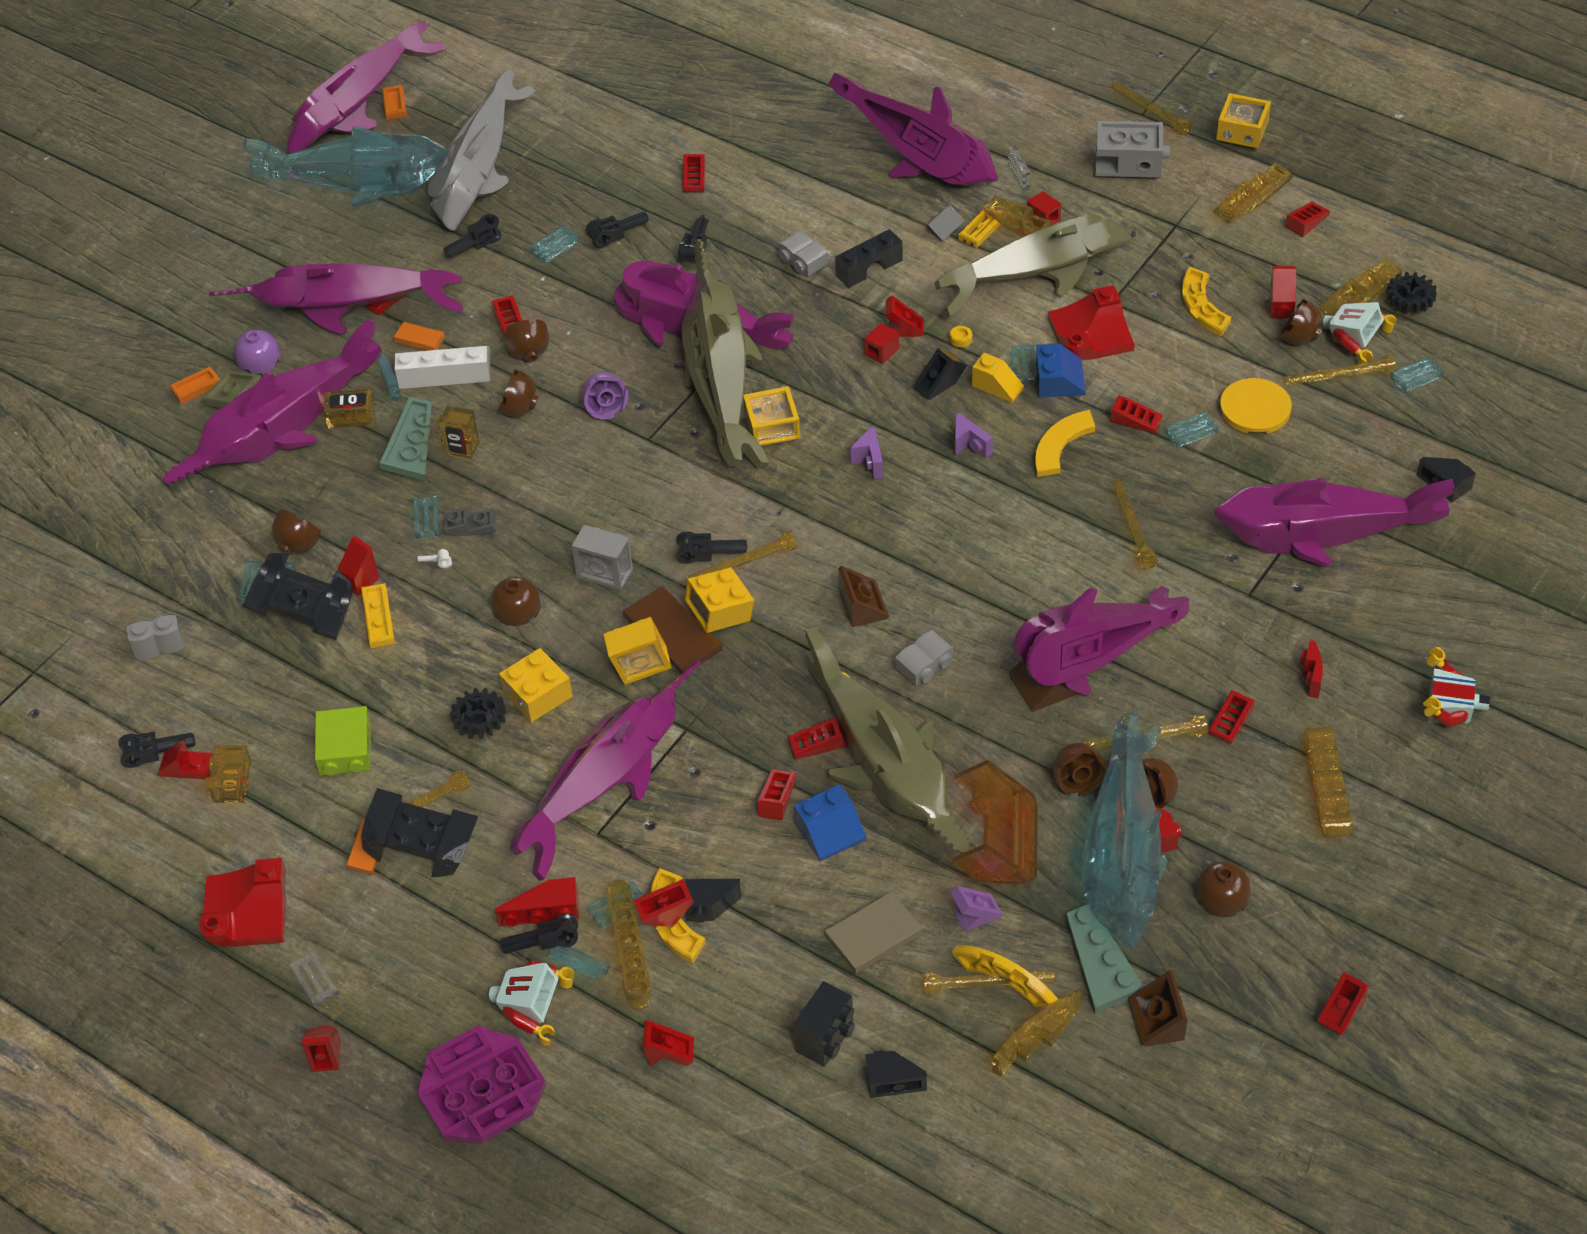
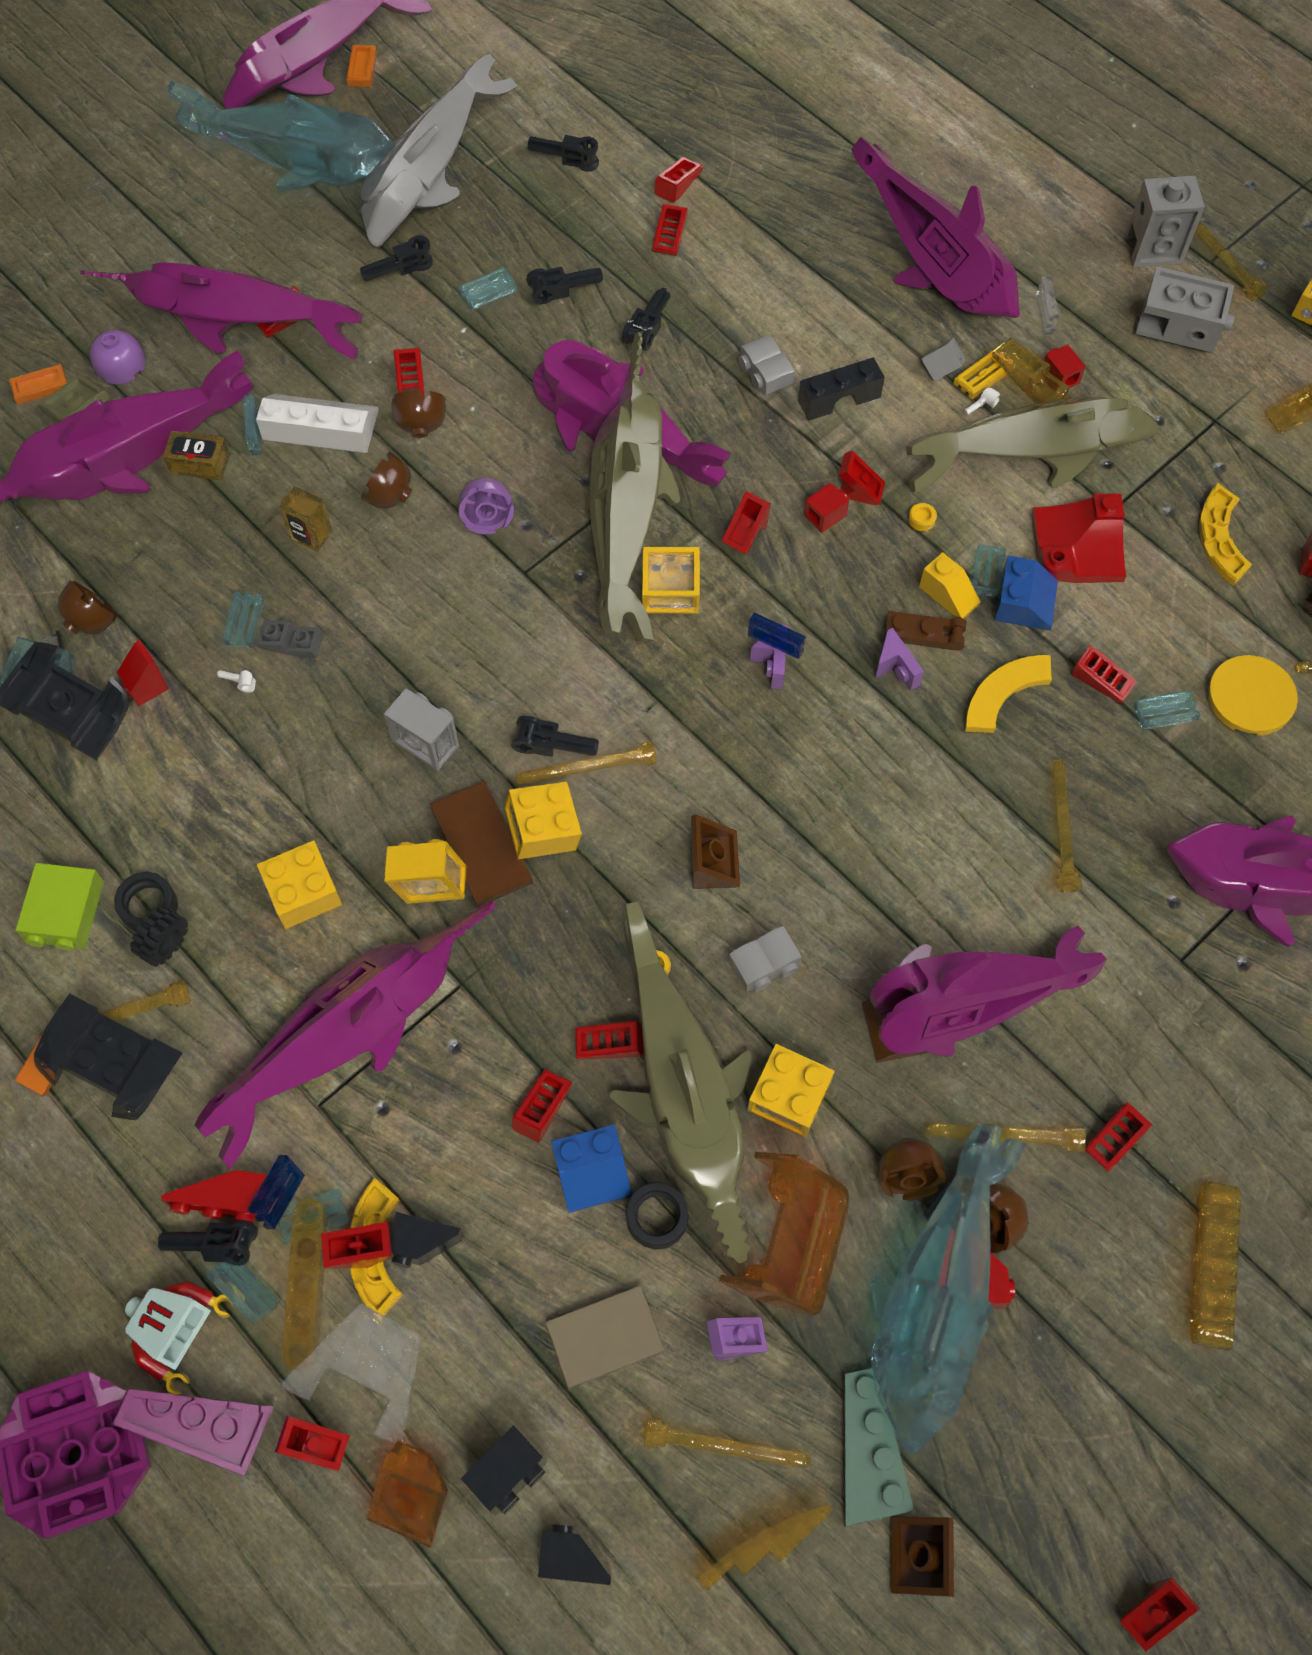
camera: 10 degrees right, 15 degrees up
(378, 615) = (151, 740): yellow tile -> none
(409, 442) = (250, 517): sand green wing -> none
(417, 739) = (135, 884): none -> black tyre
(419, 337) = (302, 377): orange tile -> none
(433, 740) = (159, 936): none -> black tyre
(478, 713) = (217, 919): black gear -> none
(515, 601) = (310, 761): reddish brown cylinder -> none
(581, 887) = (274, 1188): none -> clear blue tile
(583, 1053) = (199, 1427): none -> magenta wing
(595, 131) = (572, 149): none -> black connector
(688, 136) = (675, 181): none -> red slope
(697, 978) = (371, 1353): none -> clear wing
(754, 1062) = (409, 1494): none -> clear orange slope
(821, 363) = (746, 523): none -> red slope
(868, 433) = (776, 635): none -> clear blue tile
(890, 826) = (653, 1190): none -> black tyre
(940, 373) = (884, 565): black slope -> none
(969, 737) = (790, 1090): none -> yellow piece
(989, 242) = (989, 397): none -> white hand
(989, 413) = (927, 630): none -> reddish brown plate
(990, 963) = (746, 1452): yellow tile -> none
(1095, 88) = (1164, 220): none -> light grey torso
(1223, 889) = (1034, 1397): reddish brown cylinder -> none
(1312, 668) = (1238, 1088): red slope -> none

